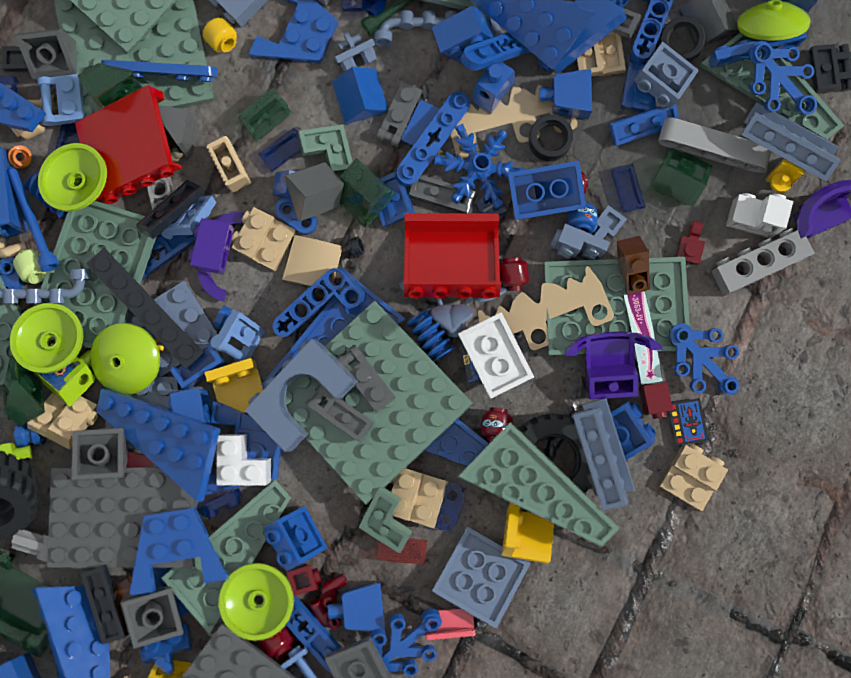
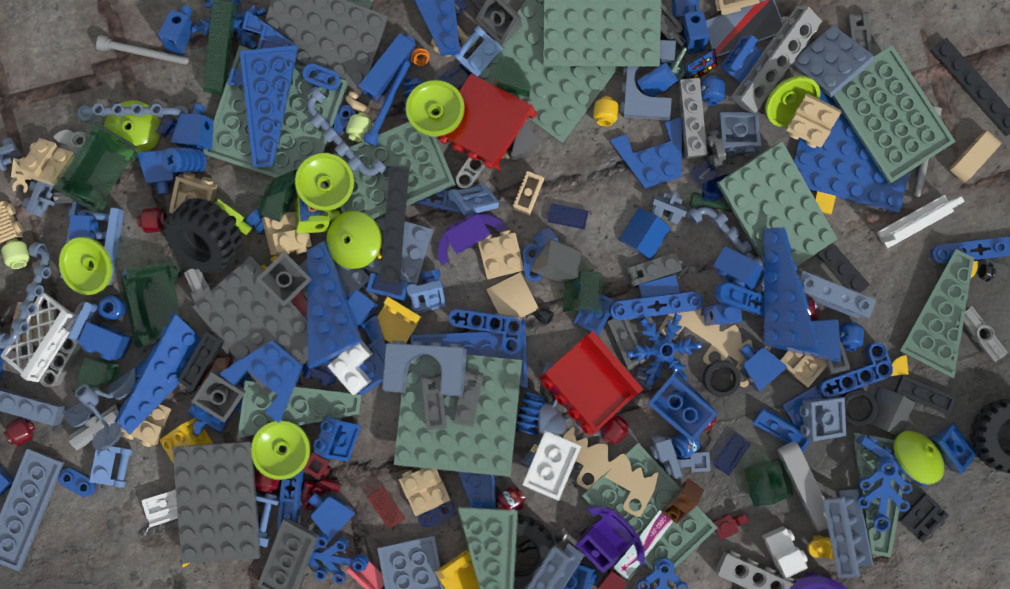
camera: 45 degrees right, 5 degrees up
(170, 209) = (468, 185): black plate -> none
(180, 71) = (559, 110): blue piece -> none
(264, 114) = (580, 185): clear green hinge -> none
(327, 140) = (598, 244): sand green plate -> none
(381, 525) = (390, 482): sand green plate -> none

